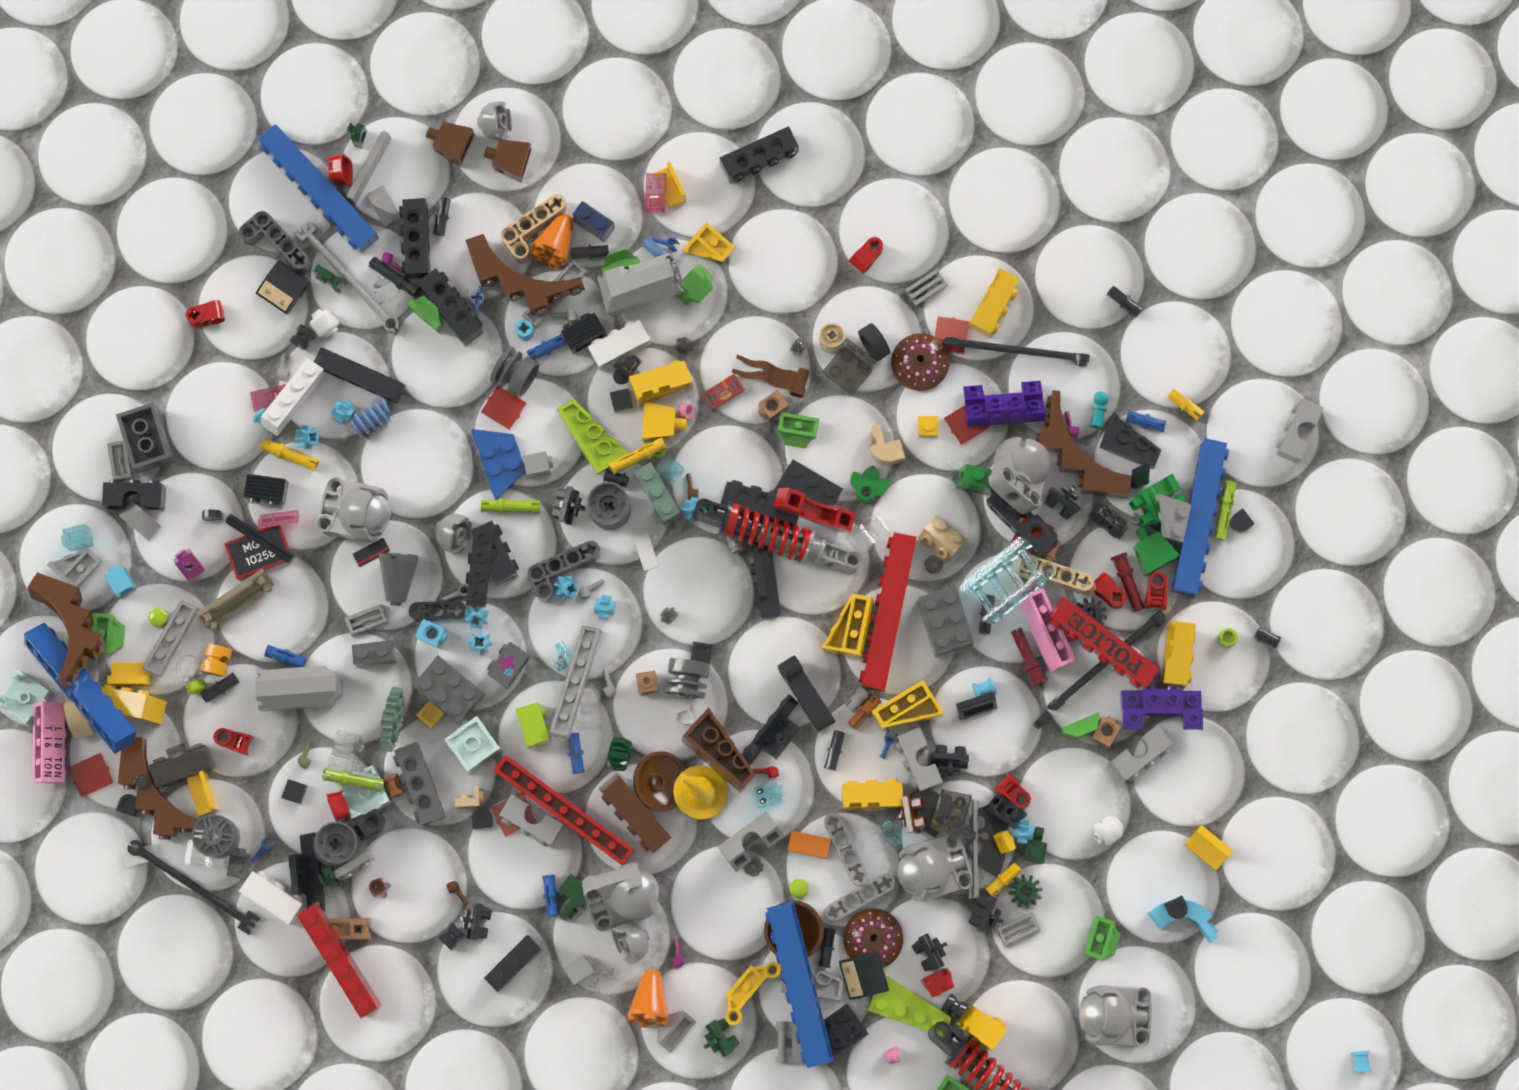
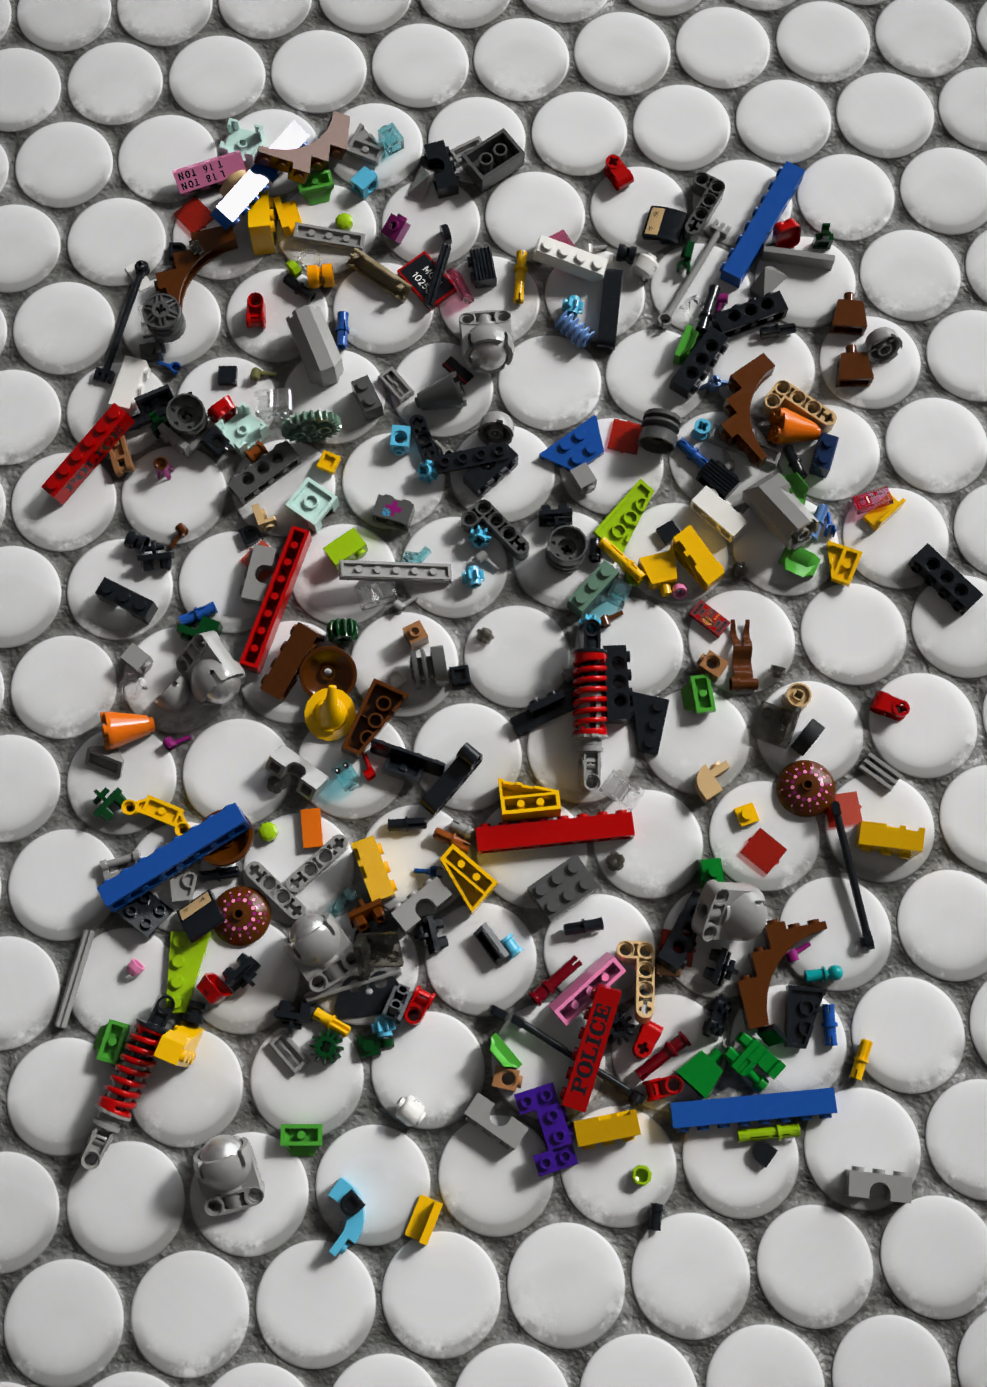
camera: 70 degrees right, 5 degrees down
(175, 770) = (217, 276): clear smoke piece -> none
(202, 794) = (204, 304): yellow panel -> none
(306, 437) = (542, 288): medium azure gear -> none
(343, 777) = (248, 412): lime pin -> none
(449, 690) = (354, 469): dark grey brick -> none
(479, 649) = (404, 477): medium azure gear -> none
(510, 506) = (535, 462): lime pin -> none
(577, 767) = (332, 594): blue pin -> none
(626, 368) = (700, 524): black hips -> none
(646, 552) = (537, 598): white sticker -> none
(819, 513) = (625, 730): red arch -> none
(869, 482) = (672, 777): green plate -> none
(941, 538) = (642, 861): tan bracket -> none
(990, 571) = (623, 914): clear light blue fence -> none
(1004, 408) = (790, 880): dark purple bracket -> none
(1004, 841) = (368, 1012): yellow plate -> none
(1125, 301) = (941, 966): black axle -> none
(1173, 517) = (741, 1080): light grey wing -> none

